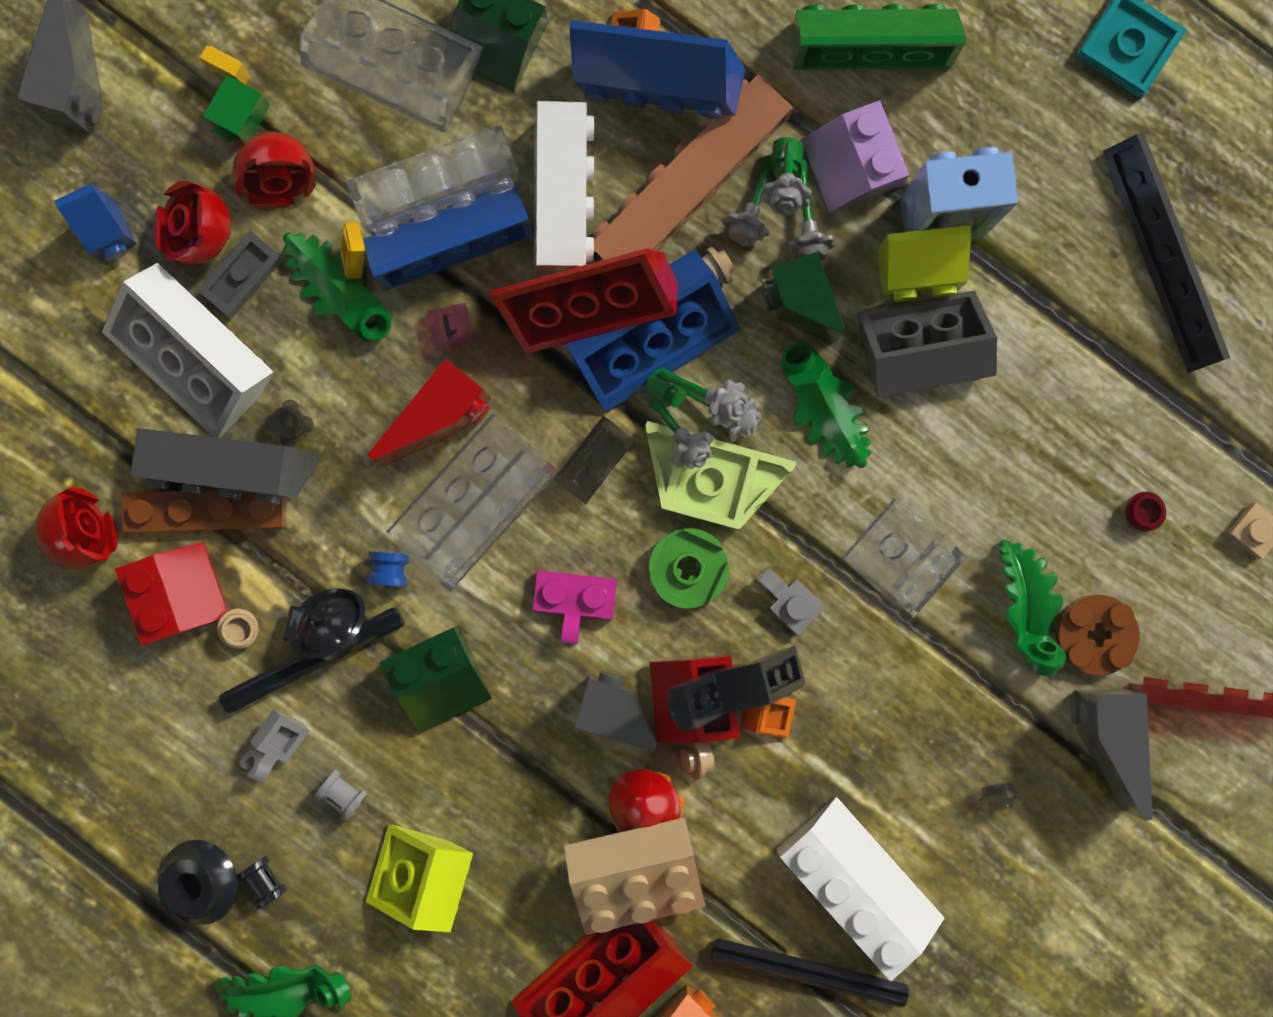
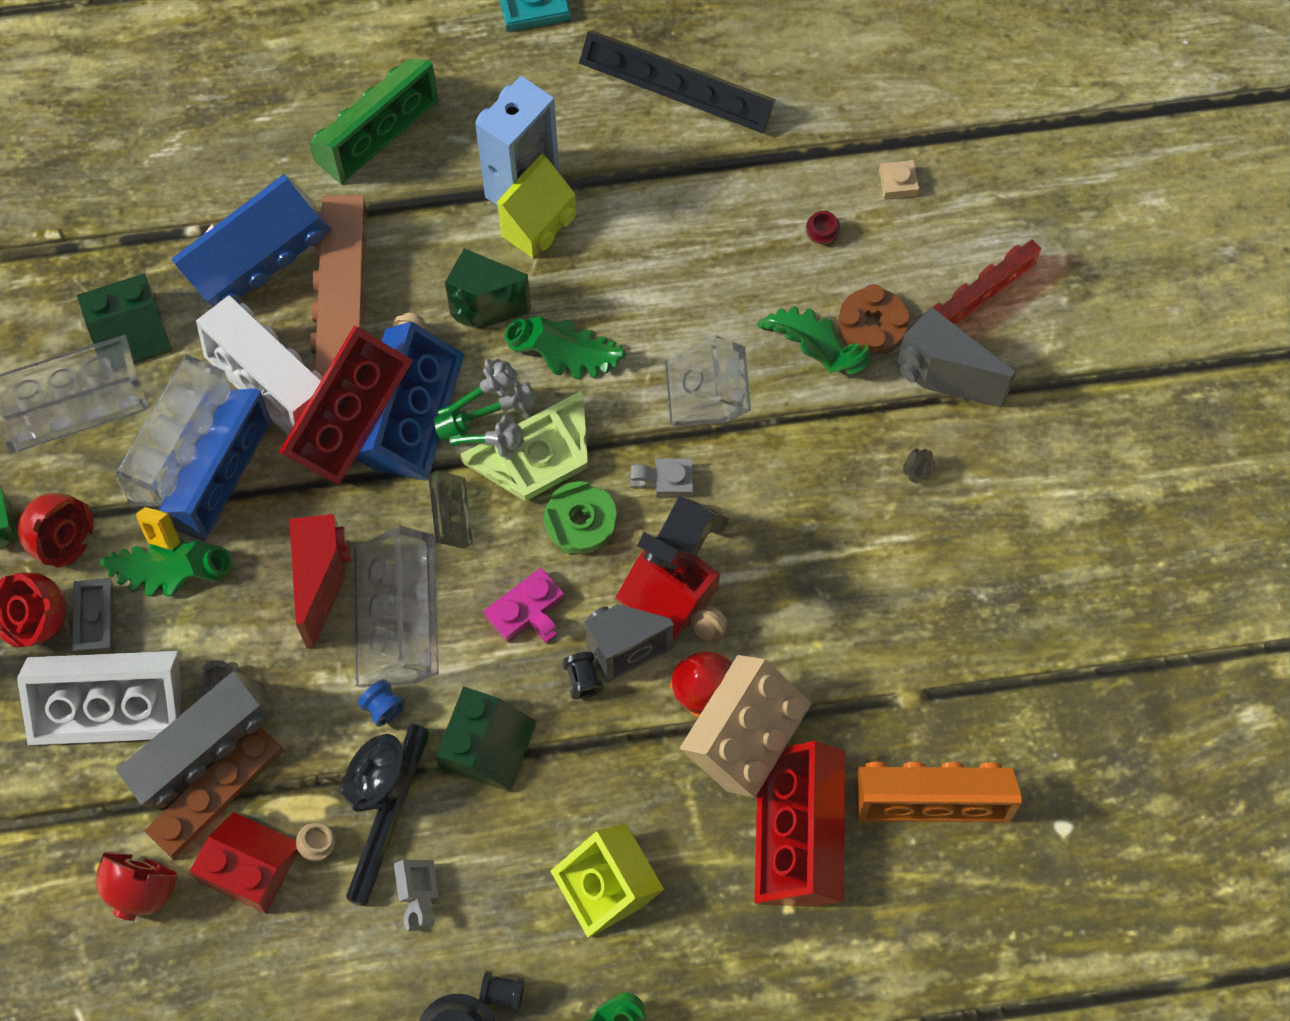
camera: 50 degrees left, 20 degrees down
(340, 795) = (498, 879): light grey bush -> none
(450, 326) = (271, 520): clear pink tile -> none
(559, 700) = (582, 675): none -> black bush
(770, 719) = (726, 556): orange slope -> none
(784, 197) = (408, 240): light grey plant -> none
(810, 972) = (923, 687): black axle -> none
(855, 157) = (432, 193): lavender slope -> none
(862, 888) = (896, 604): white slope -> none
(928, 343) = (590, 254): dark grey slope -> none

